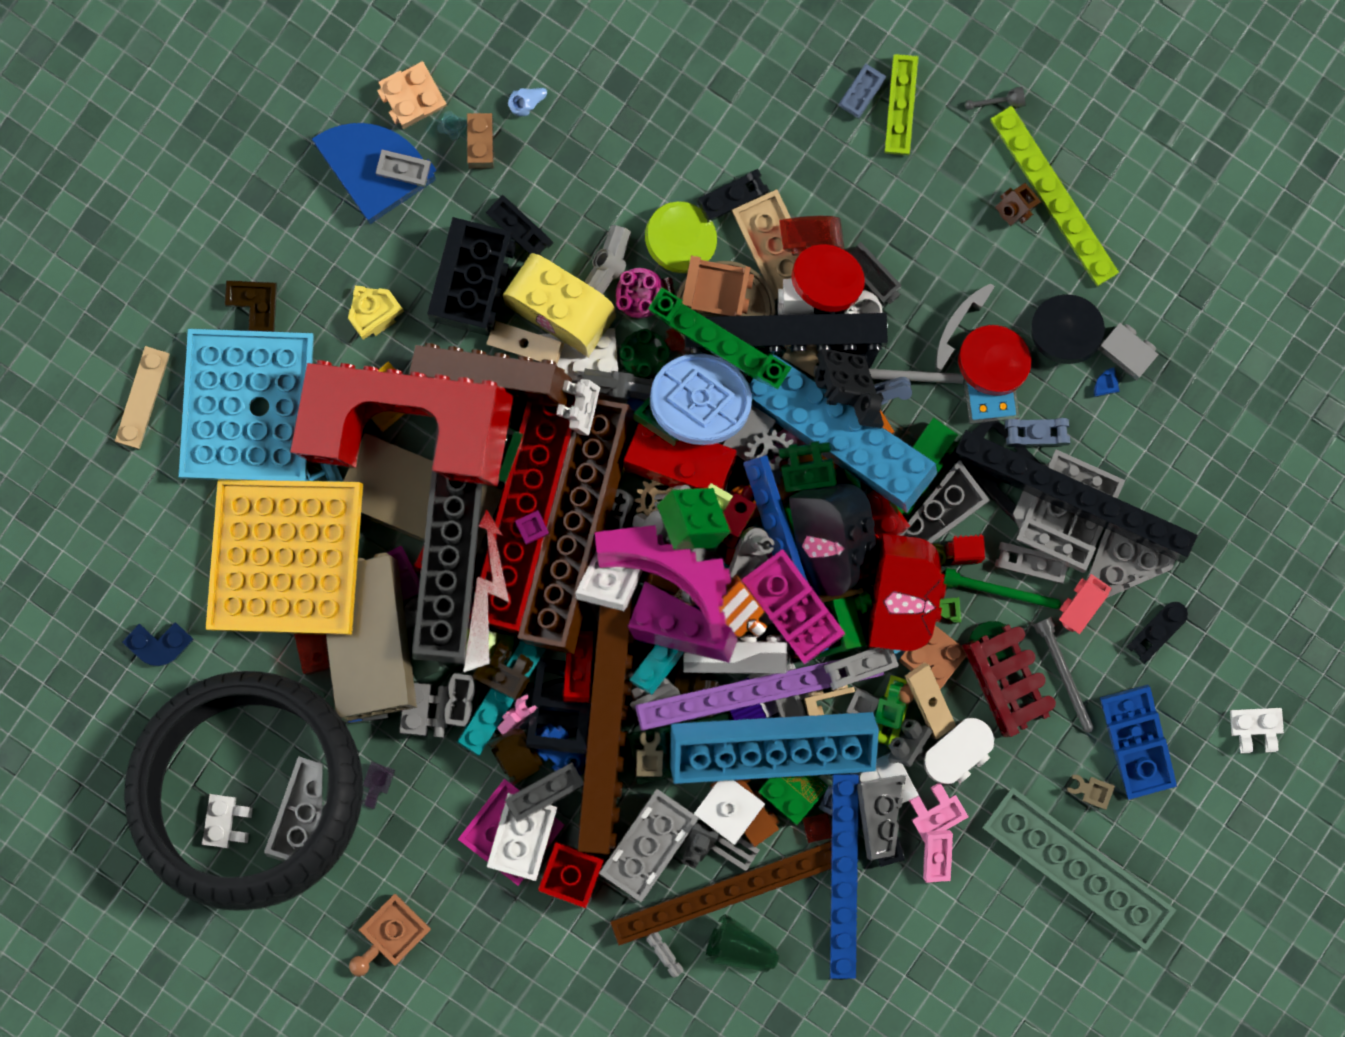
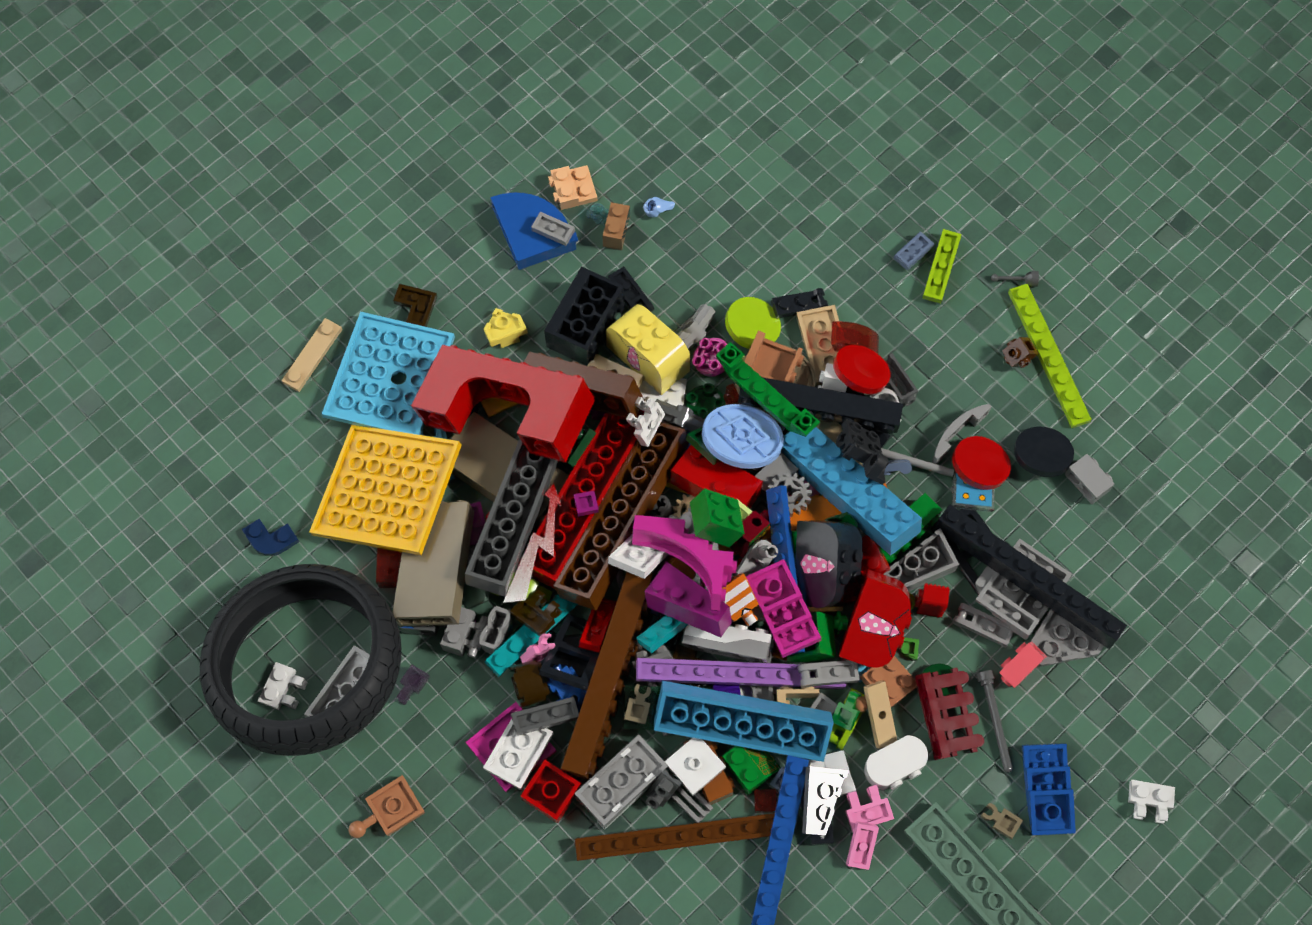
camera: 15 degrees right, 15 degrees down
(665, 954) = (614, 878): light grey axle -> none
(739, 947) = (679, 885): clear green cone -> none
(807, 474) = (816, 508): dark green plate -> none
(910, 744) = (855, 748): dark grey hips -> none
(953, 579) = (917, 624): green piece -> none
(1037, 432) = (1006, 525): sand blue plate -> none
(1106, 383) = (1068, 501): blue tile -> none
(1159, 630) = (1080, 701): black plate -> none

